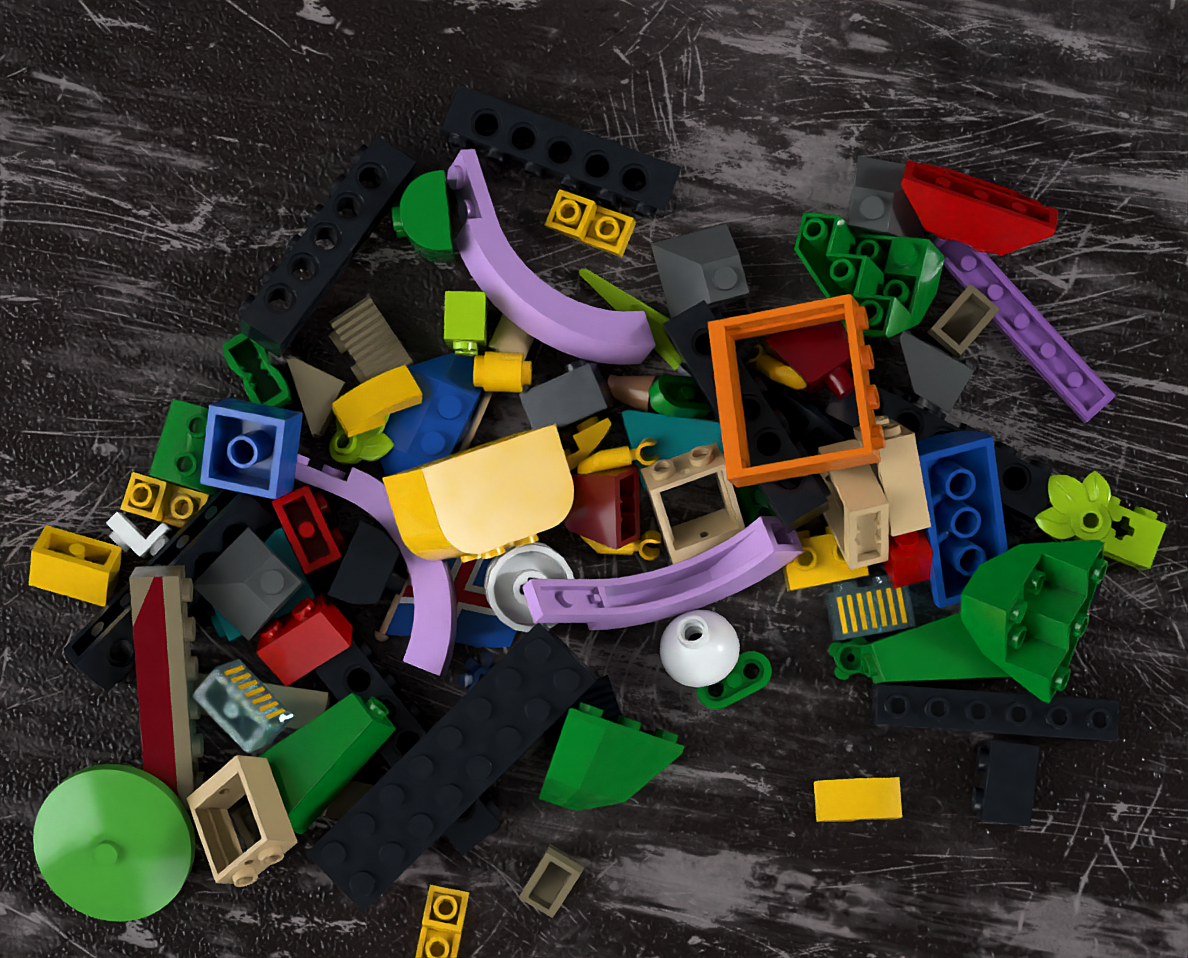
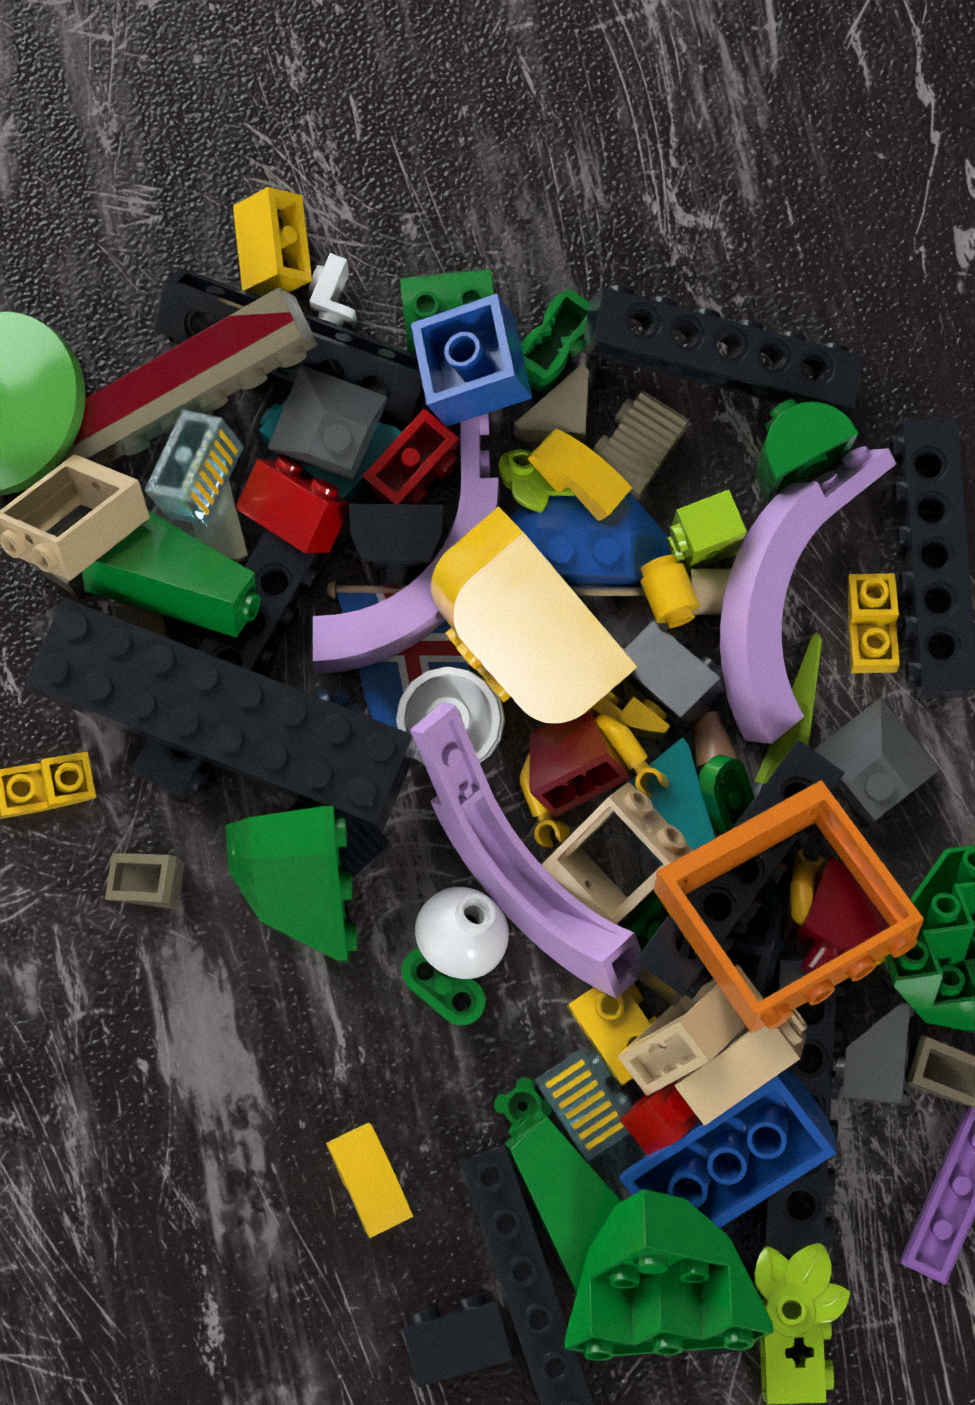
camera: 70 degrees right, 5 degrees down
(161, 500) = (379, 302): yellow slope -> none

